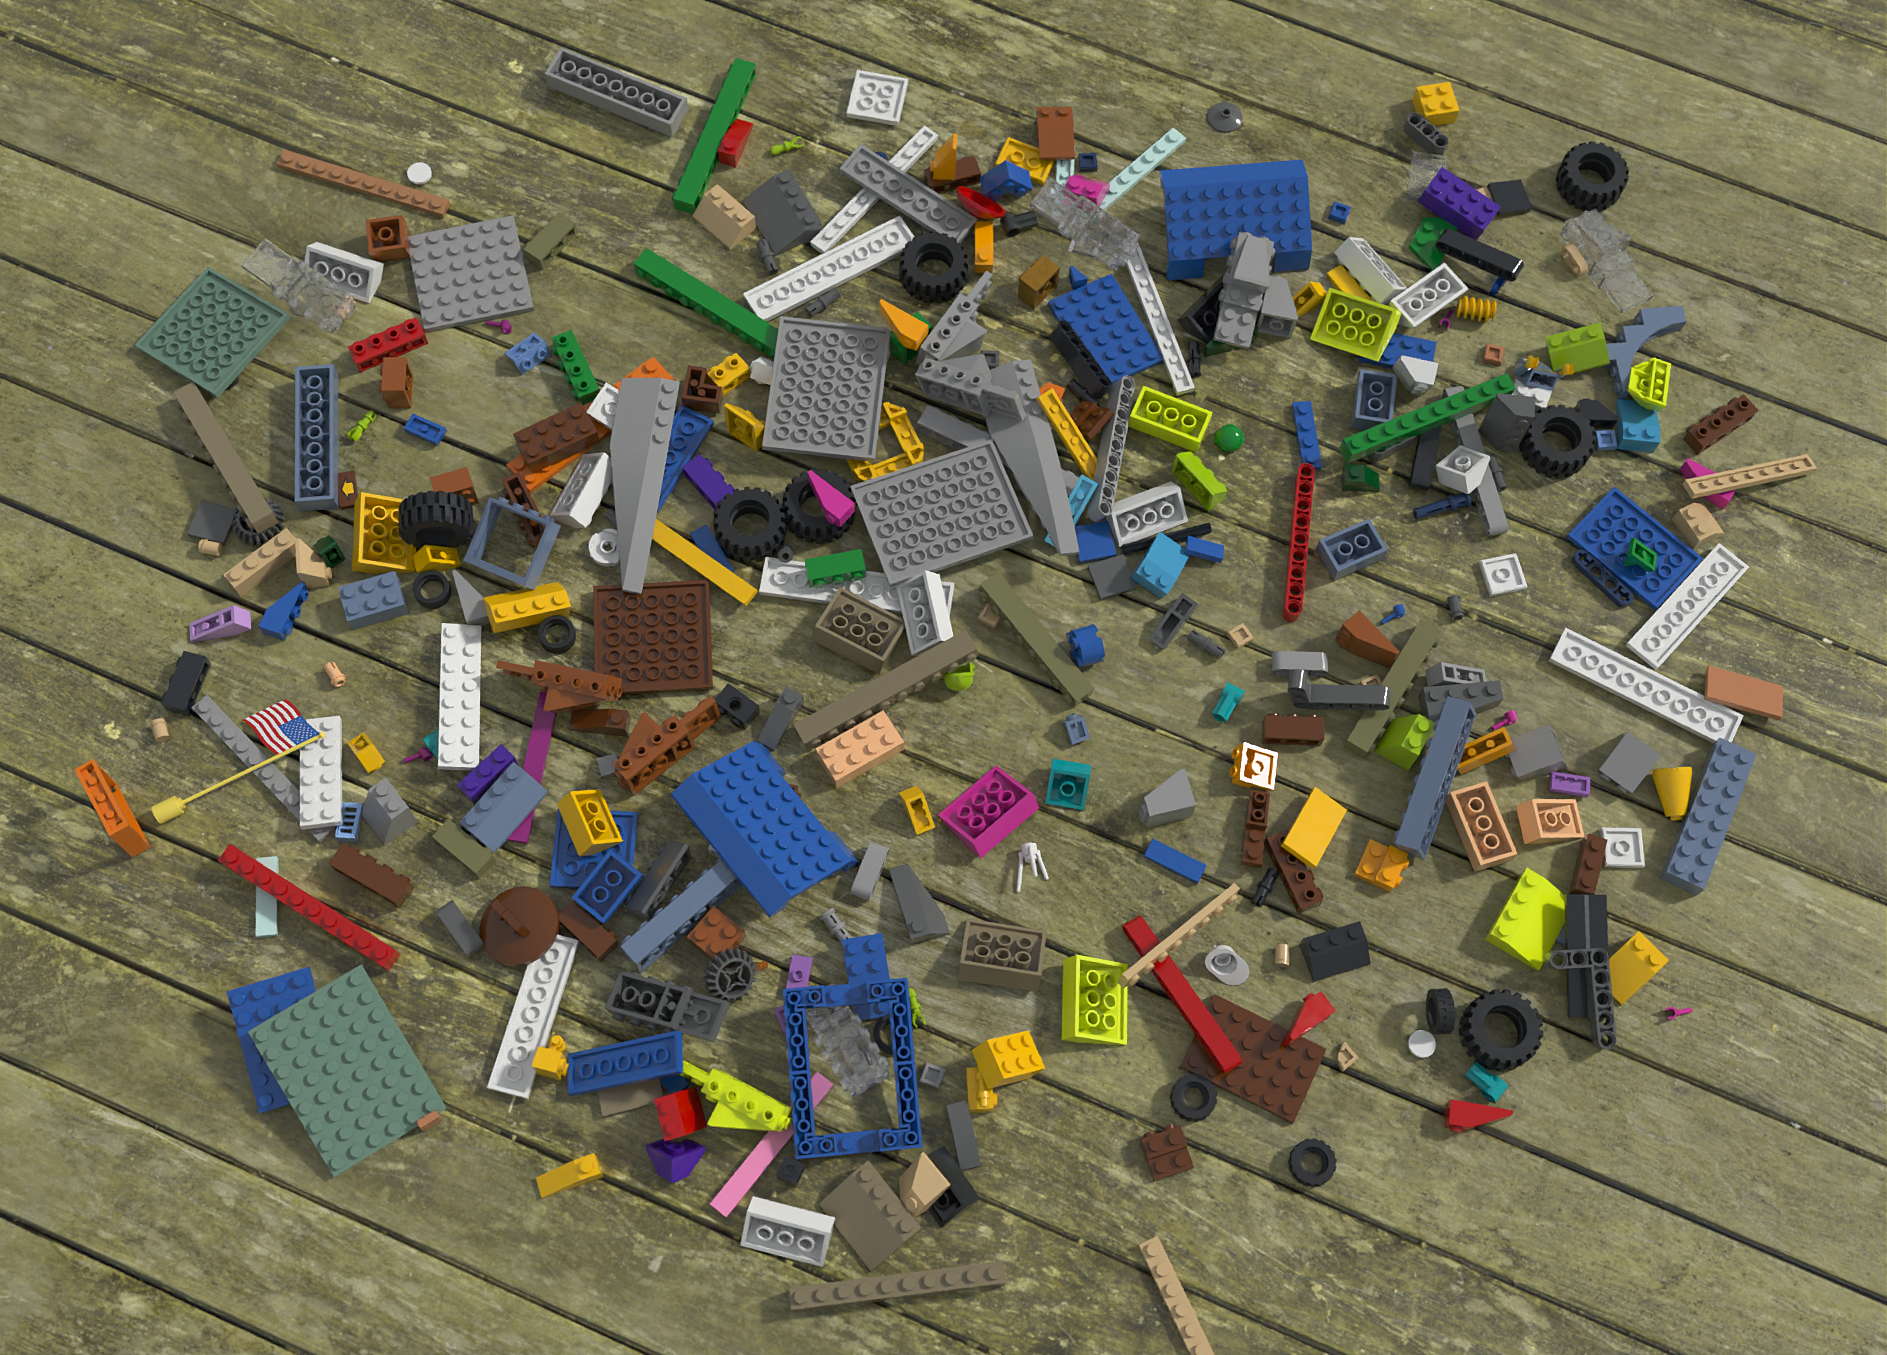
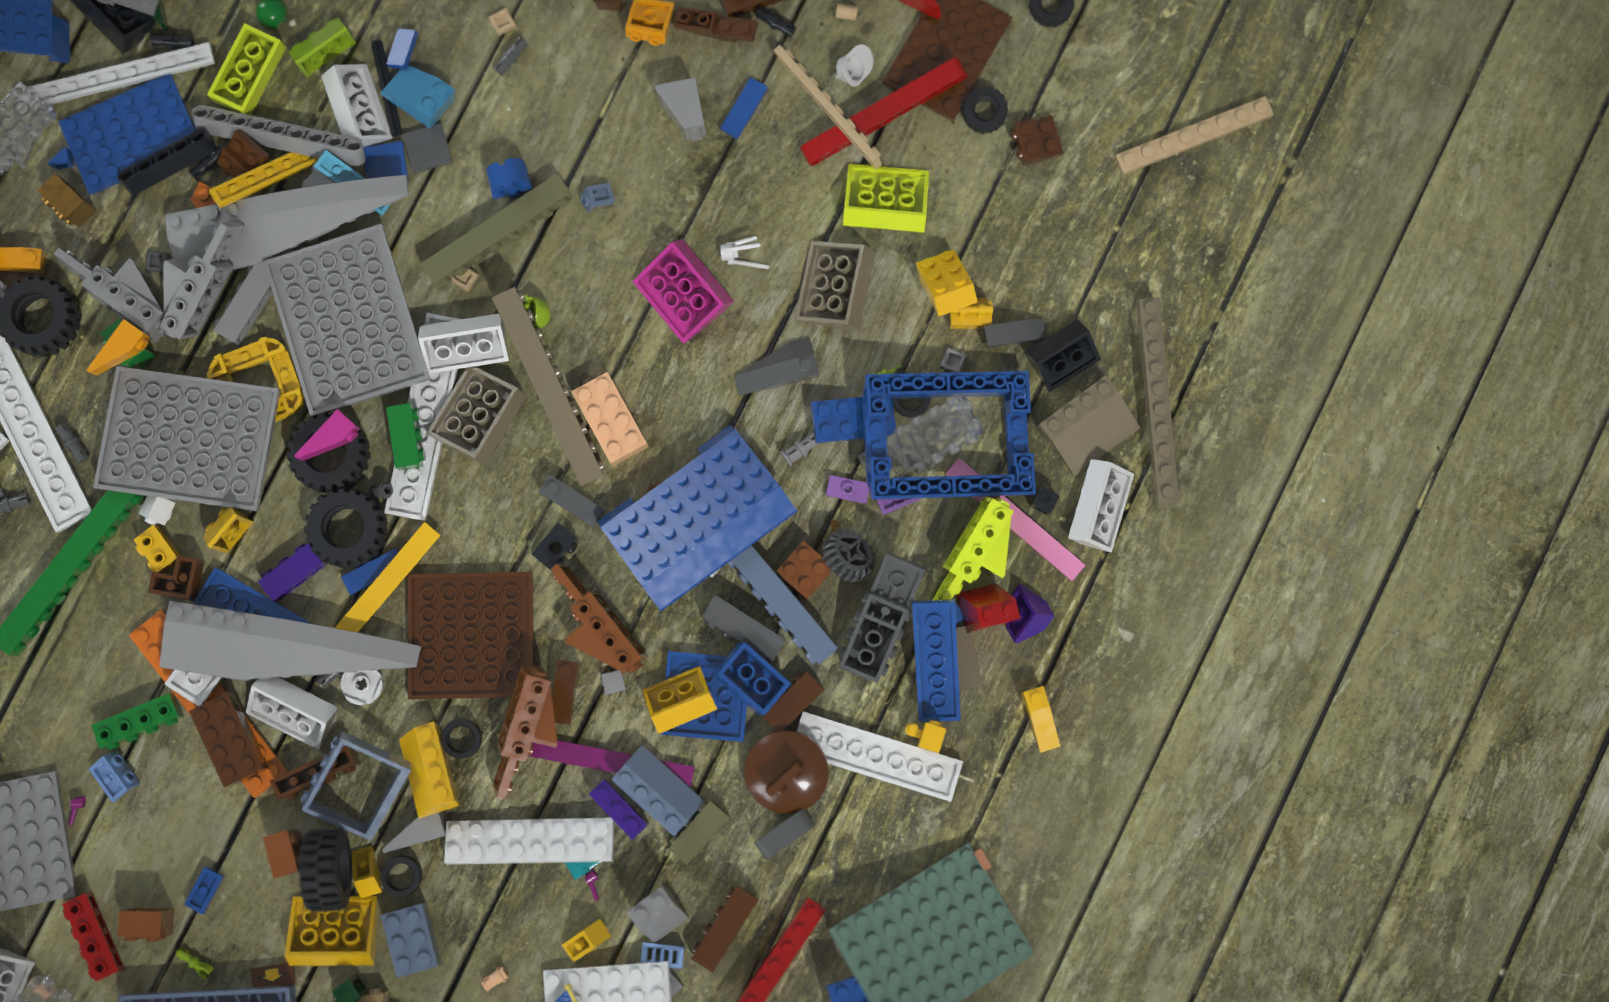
camera: 80 degrees left, 15 degrees up
(869, 871) = (742, 413): light grey beam -> none
(917, 809) = (678, 363): yellow arch -> none
(921, 1185) = (1064, 374): tan slope -> none
(1068, 784) = (657, 208): teal slope -> none
(1173, 621) = (483, 87): dark grey slope -> none
(1228, 700) = (571, 37): teal piece -> none

